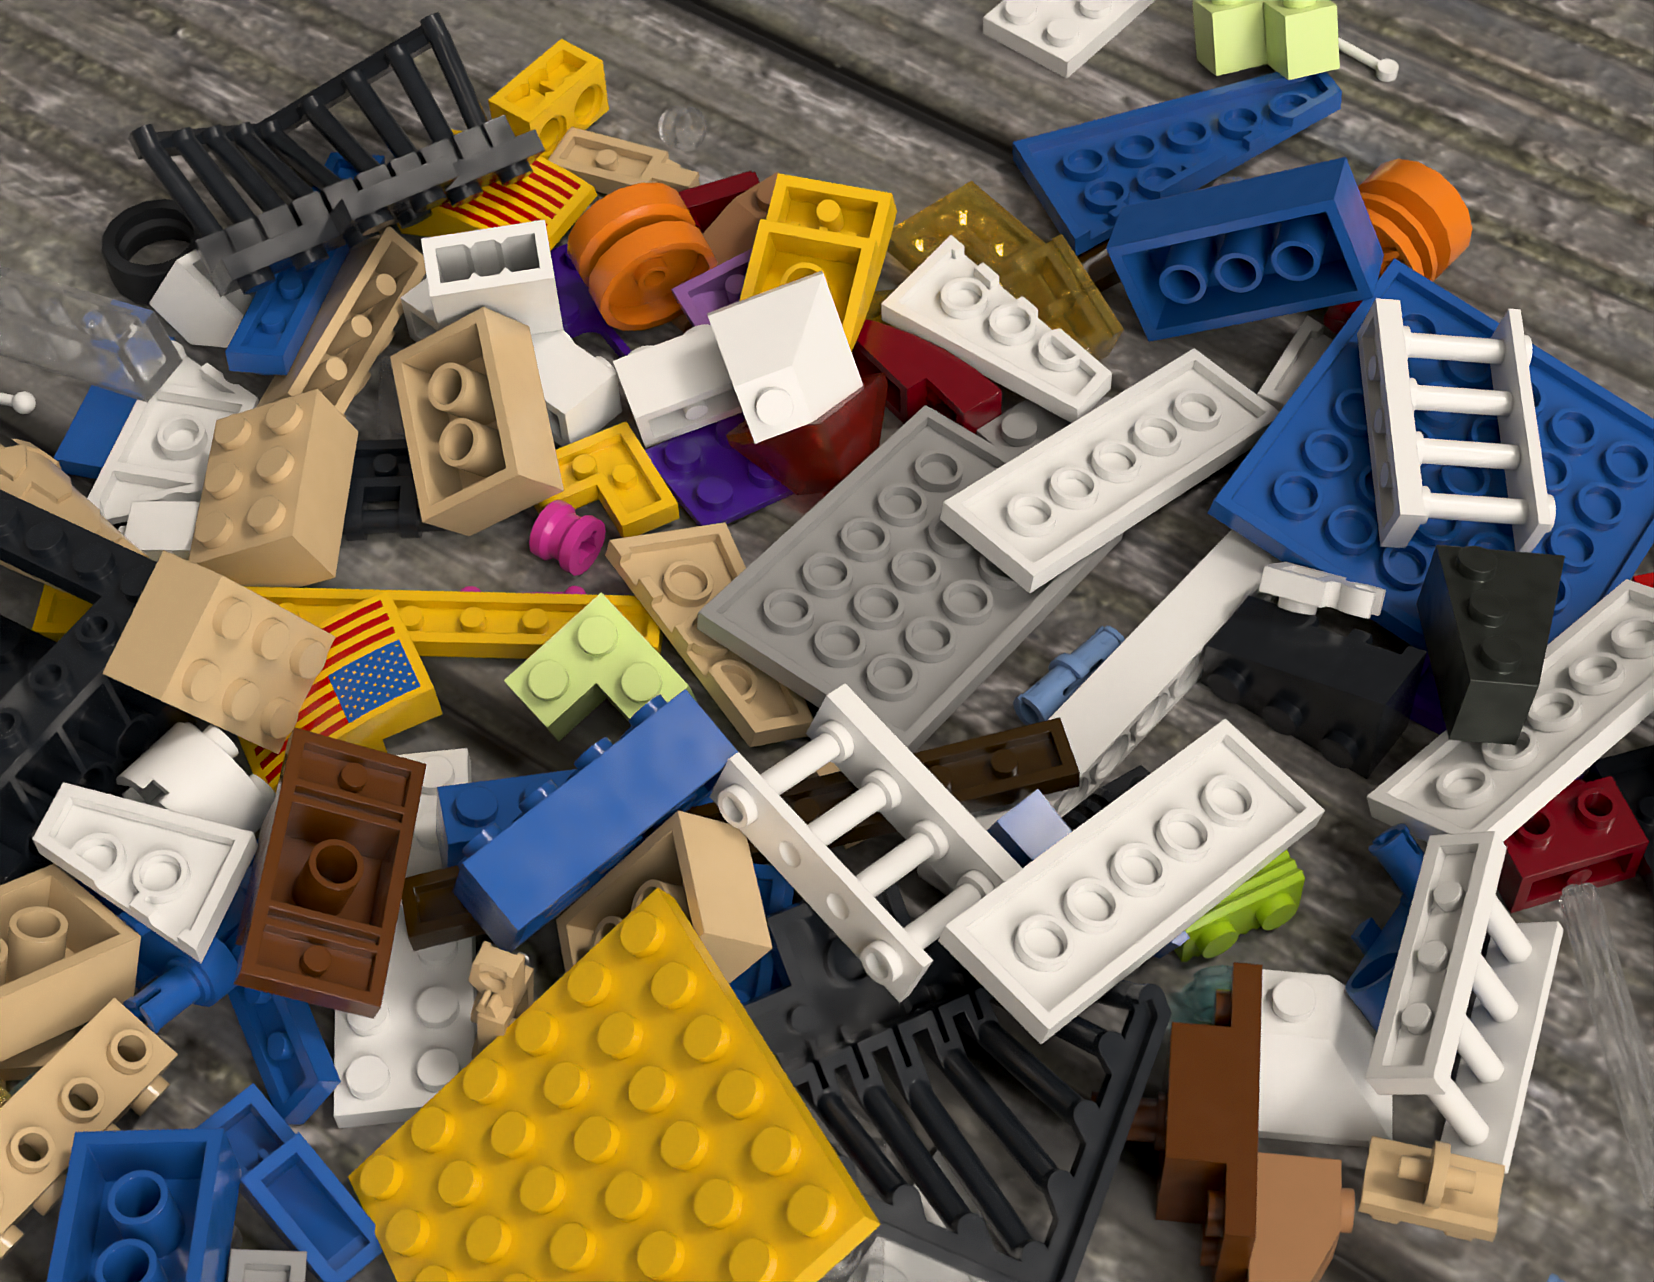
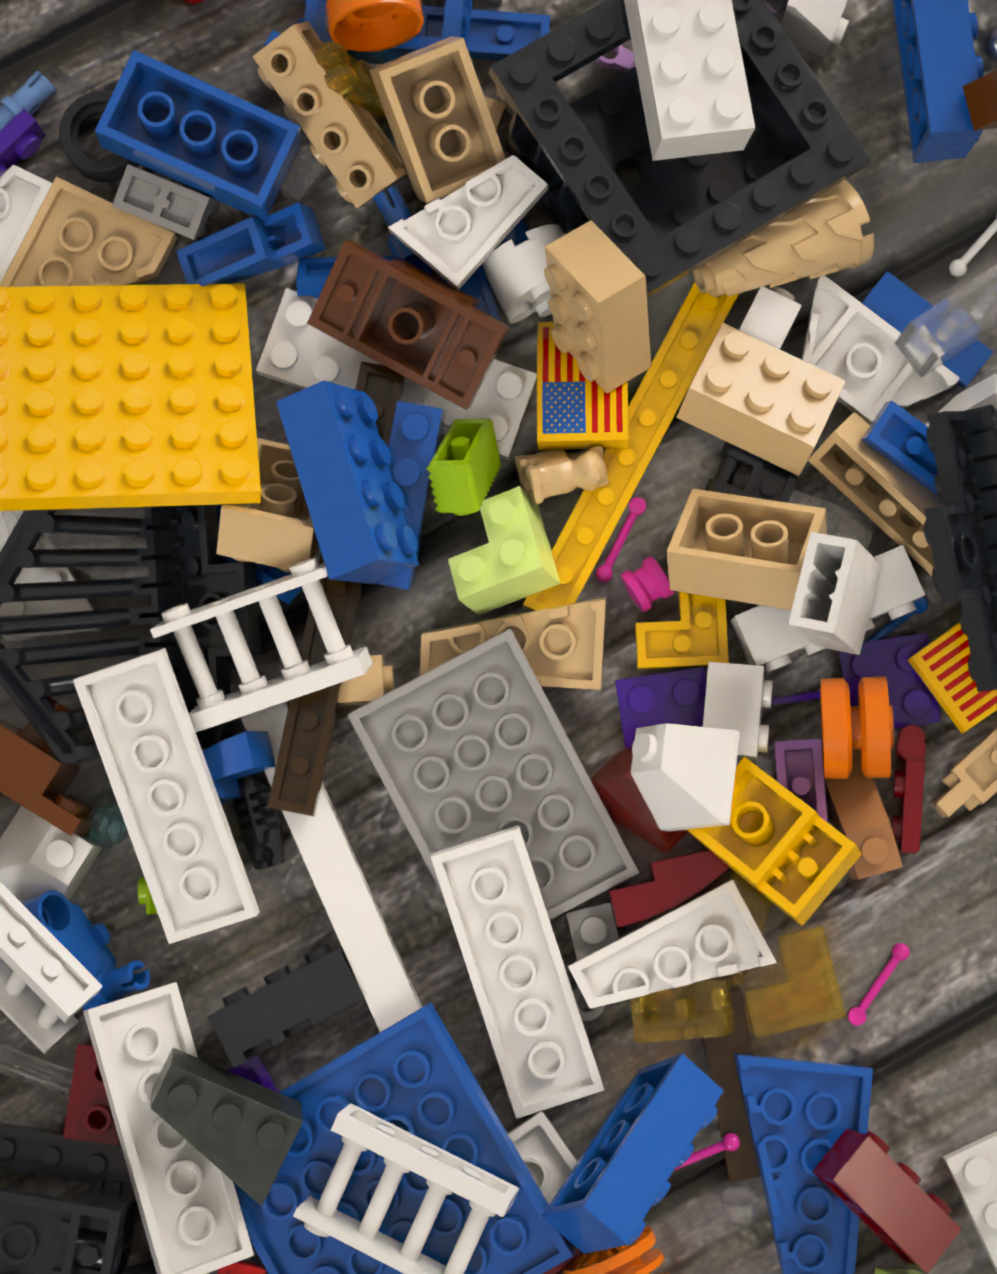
camera: 115 degrees right, 30 degrees up
(465, 670) = (561, 472): none -> tan animal
(503, 992) = (272, 387): tan hinge -> none
(508, 743) = (464, 466): none -> lime brick
(872, 177) = (857, 1015): none -> dark pink hinge
(1065, 676) = (375, 859): medium blue pin -> none
(1140, 74) = (888, 1198): none -> dark red brick
(1306, 589) = (331, 1034): white plate -> none

